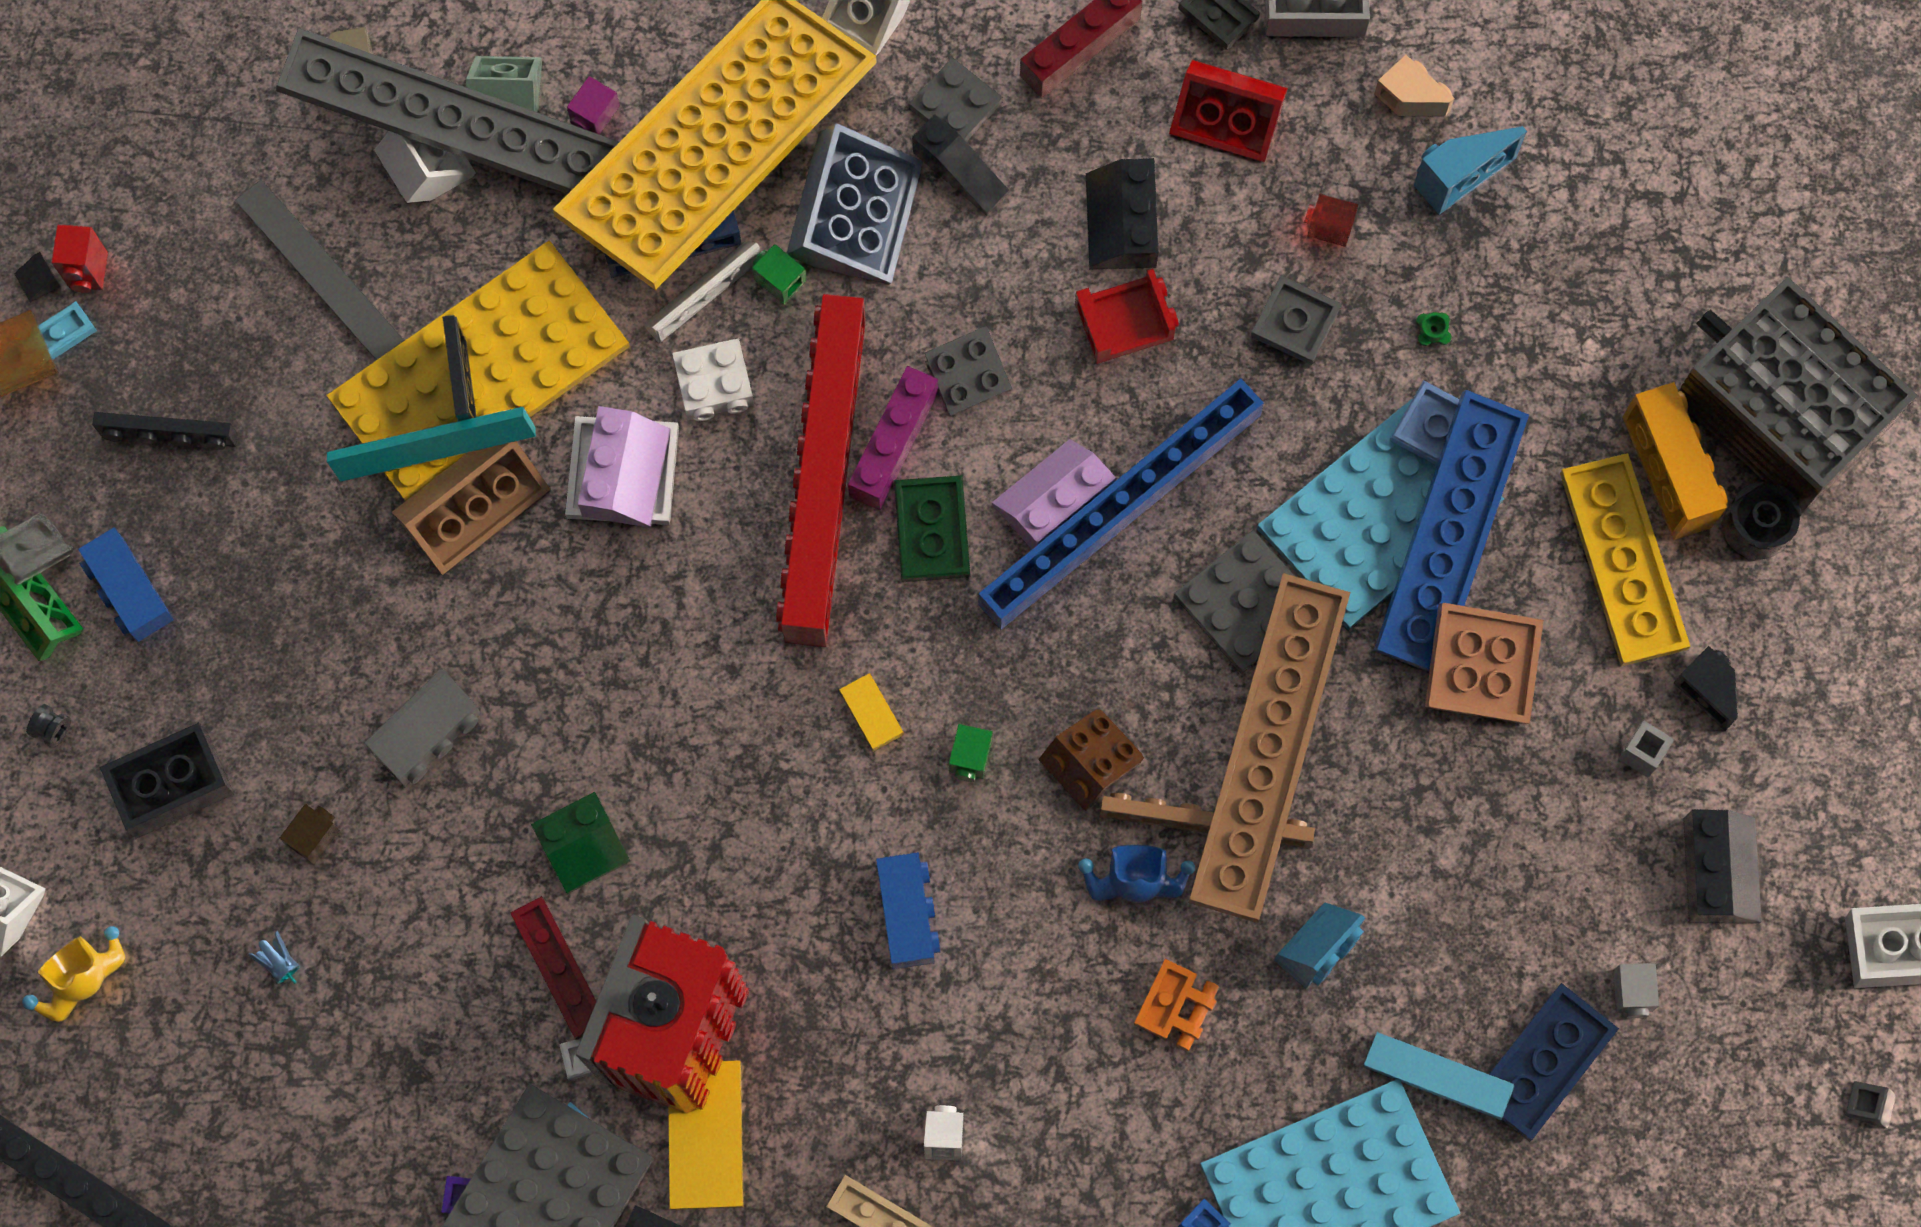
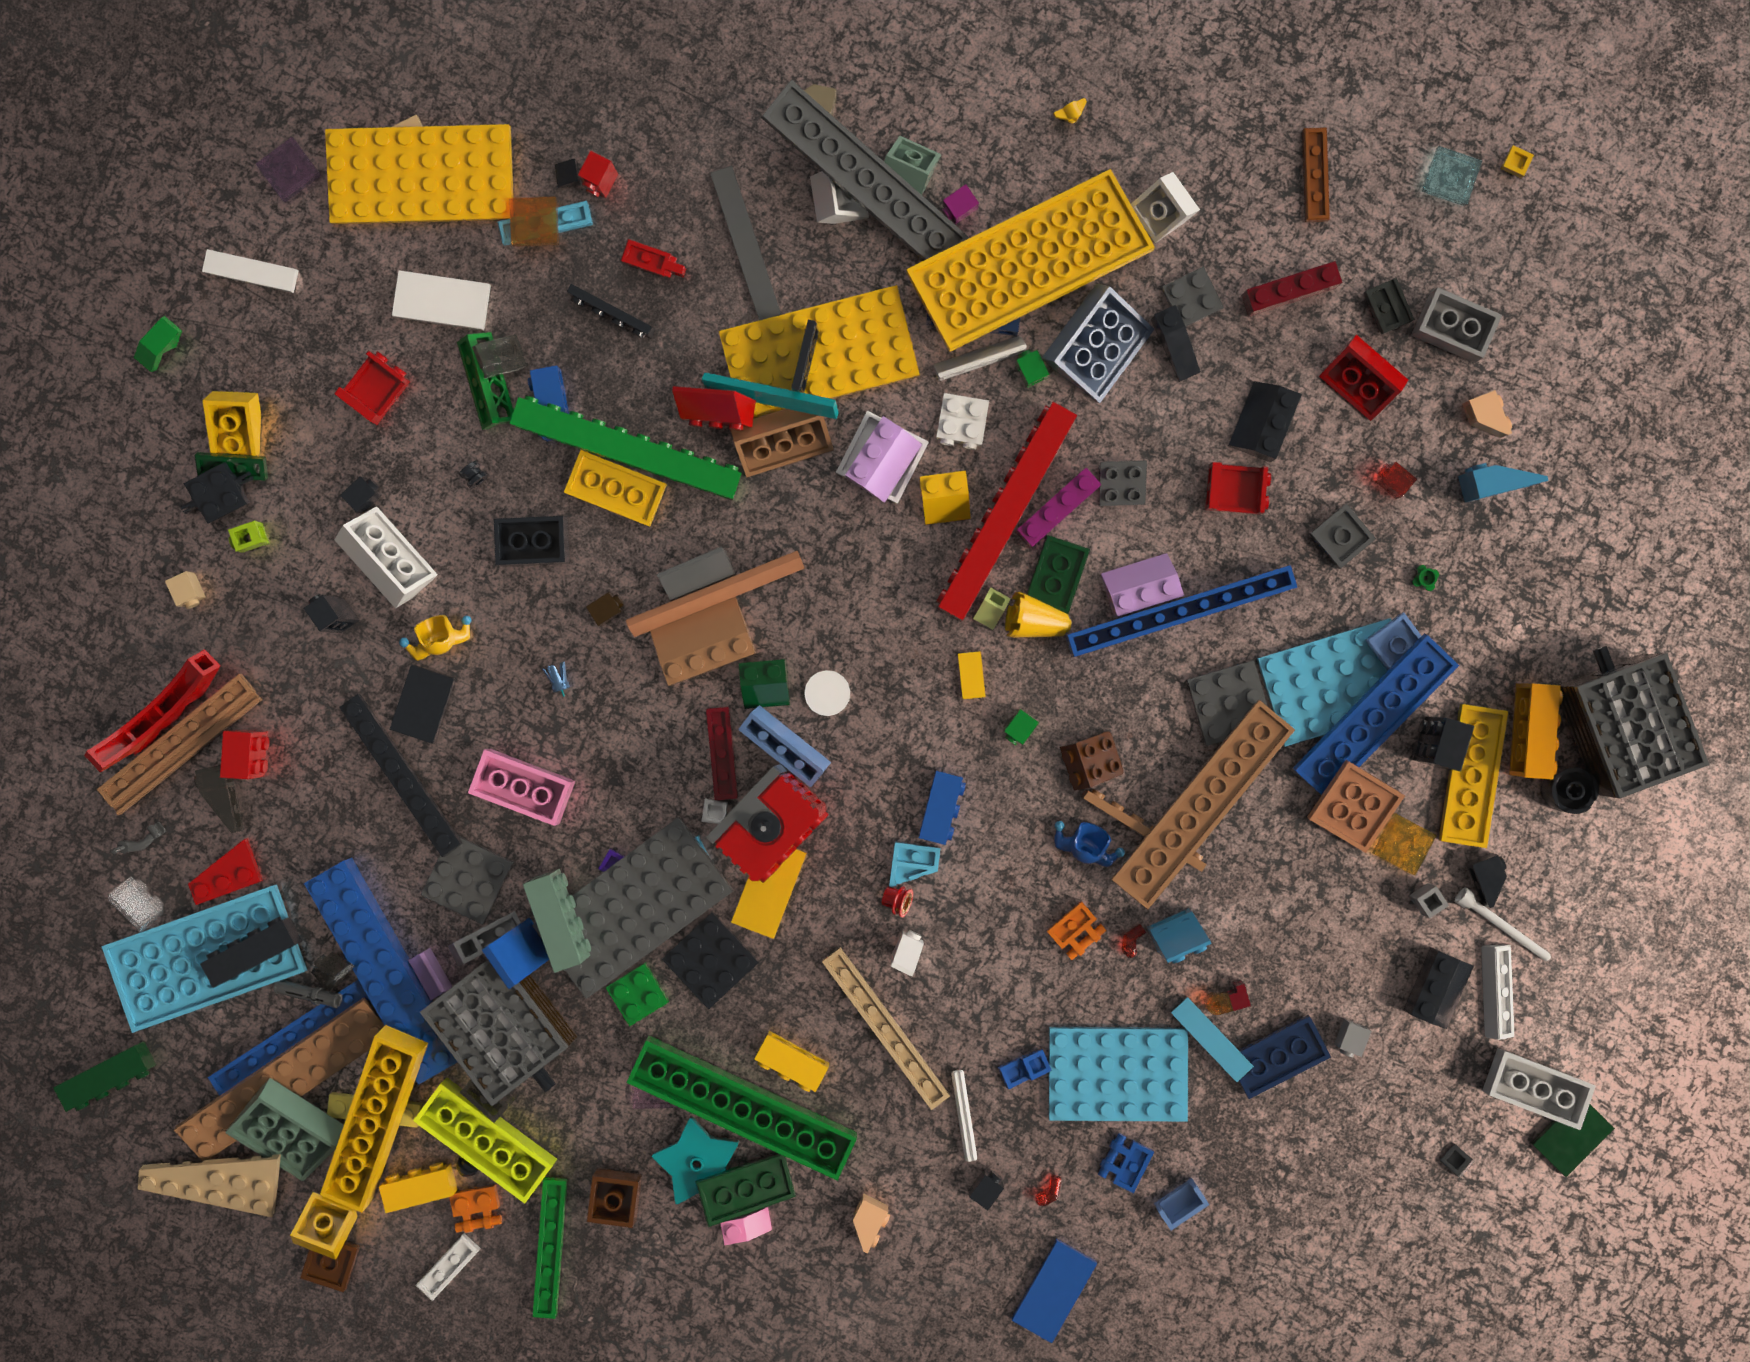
camera: 15 degrees right, 15 degrees up
(89, 1082) = (422, 704): none -> black tile
(197, 341) = (651, 260): none -> red hinge
(254, 598) = (625, 448): none -> green brick
(260, 662) = (615, 488): none -> yellow plate
(281, 1135) = (521, 787): none -> bright pink brick
(358, 490) = (714, 407): none -> red slope
(459, 746) = (715, 594): none -> nougat tile
(466, 819) = (703, 642): none -> medium nougat slope
(613, 905) = (784, 746): none -> medium blue brick
(677, 821) = (827, 693): none -> white tile
(731, 486) = (945, 497): none -> yellow slope
(860, 609) = (991, 608): none -> yellowish green brick
(899, 1006) = (912, 862): none -> medium azure wing
(900, 1068) = (898, 900): none -> red piece
(925, 595) = (1035, 619): none -> yellow cone
(1258, 986) = (1130, 940): none -> clear red arm
(1428, 1019) = (1228, 1001): none -> leg
(1557, 524) = (1442, 743): none -> black brick
(1577, 691) = (1404, 844): none -> clear yellow plate
(1699, 729) = (1466, 899): none -> white piece
(1805, 839) = (1497, 991): none -> white slope

